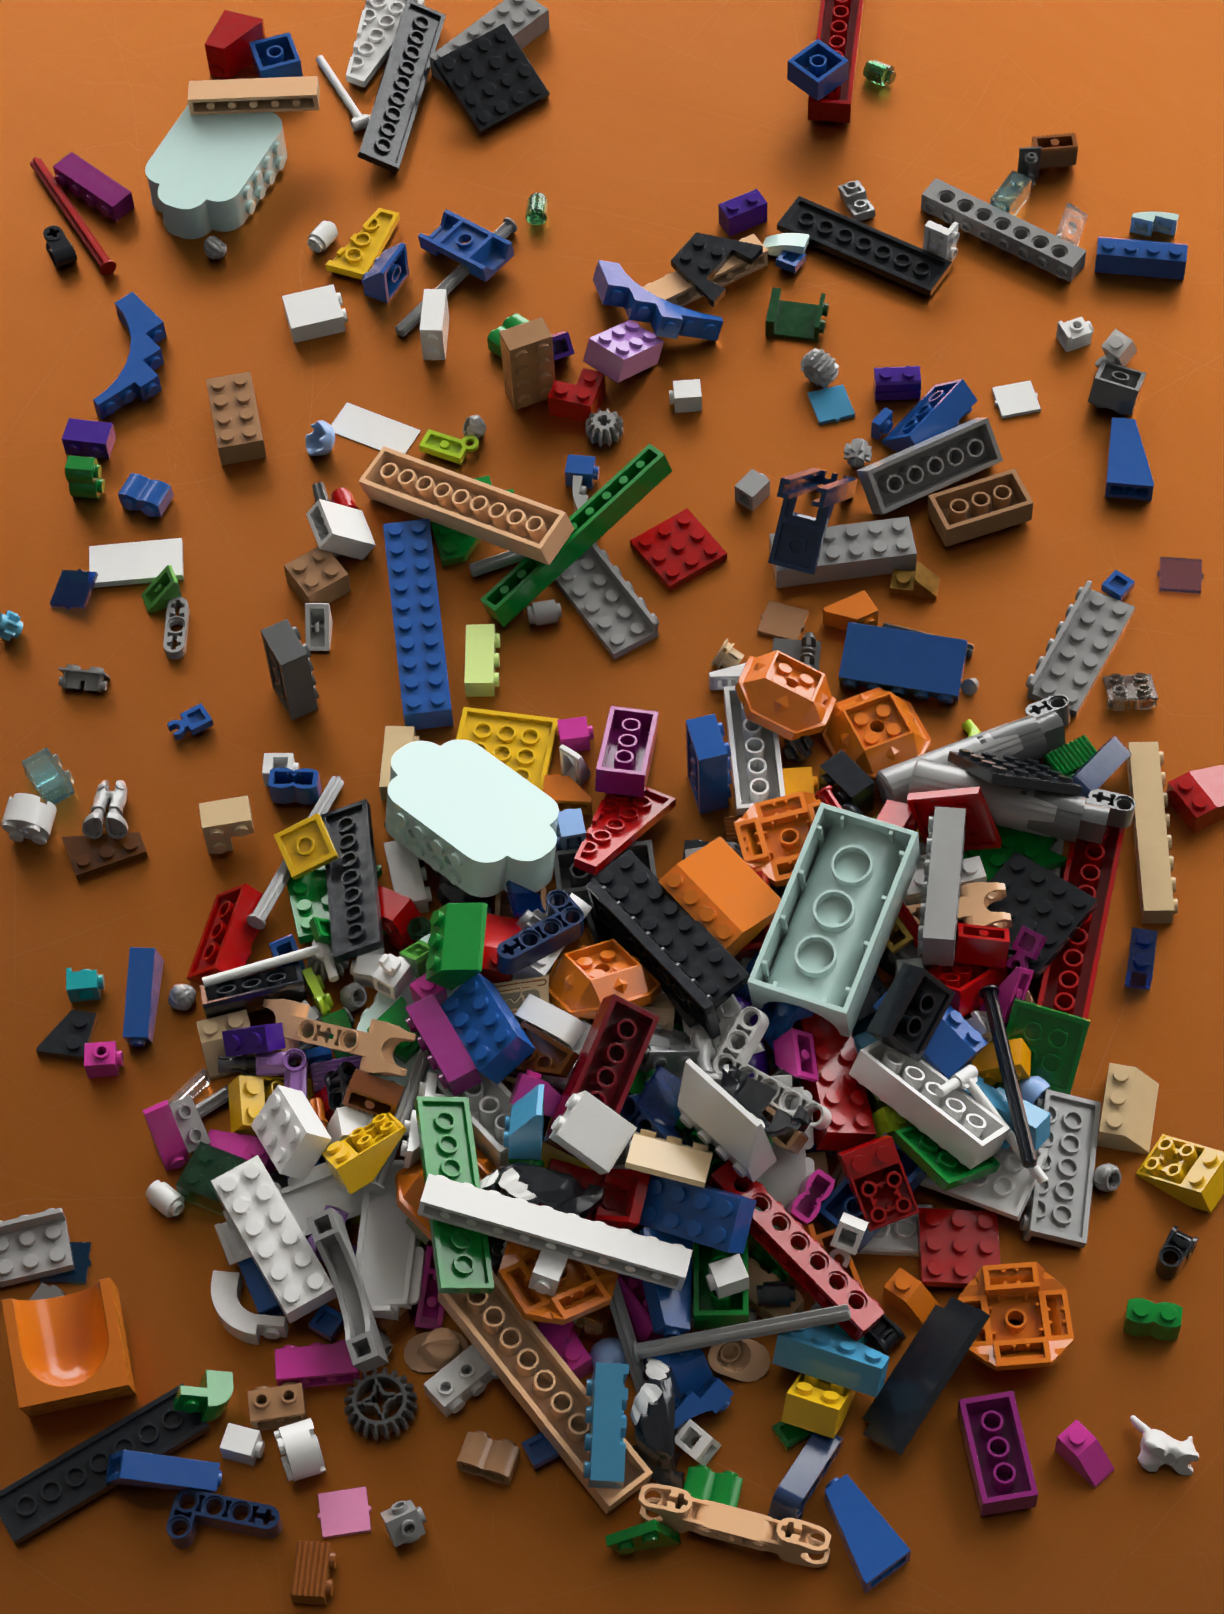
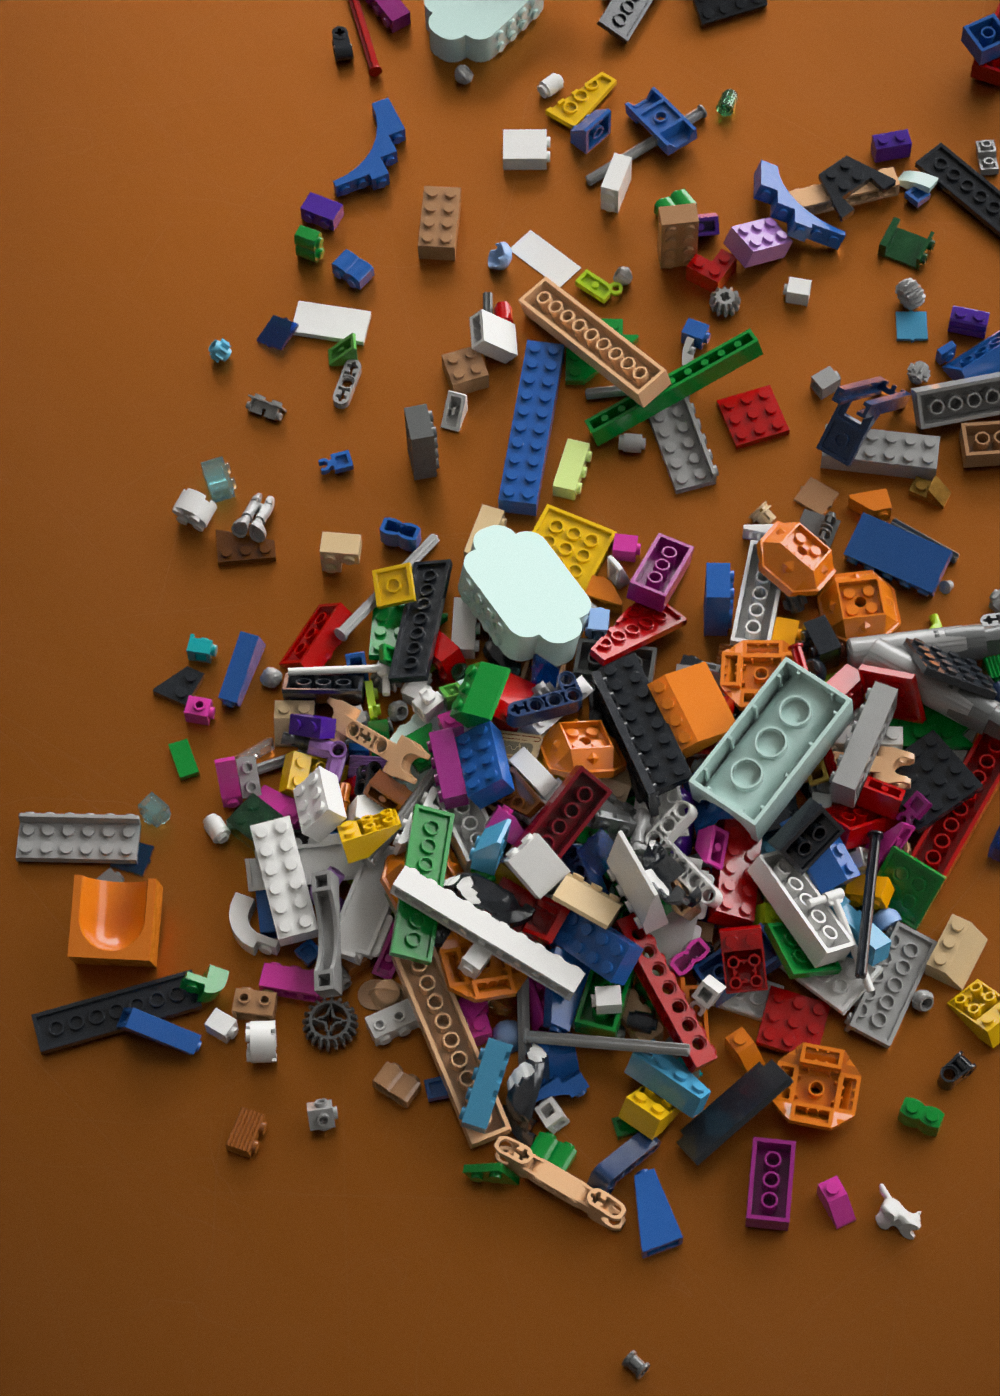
camera: 15 degrees right, 5 degrees up
(79, 1196) = (154, 810): none -> clear light blue brick
(99, 1124) = (183, 759): none -> green tile
(224, 1520) = (194, 1077): dark blue beam -> none
(277, 760) = (393, 511): white brick -> none
(344, 1512) = (282, 1095): bright pink piece -> none
(740, 1360) = (602, 1063): light nougat piece -> none
(885, 1335) = (715, 1074): black piece -> none

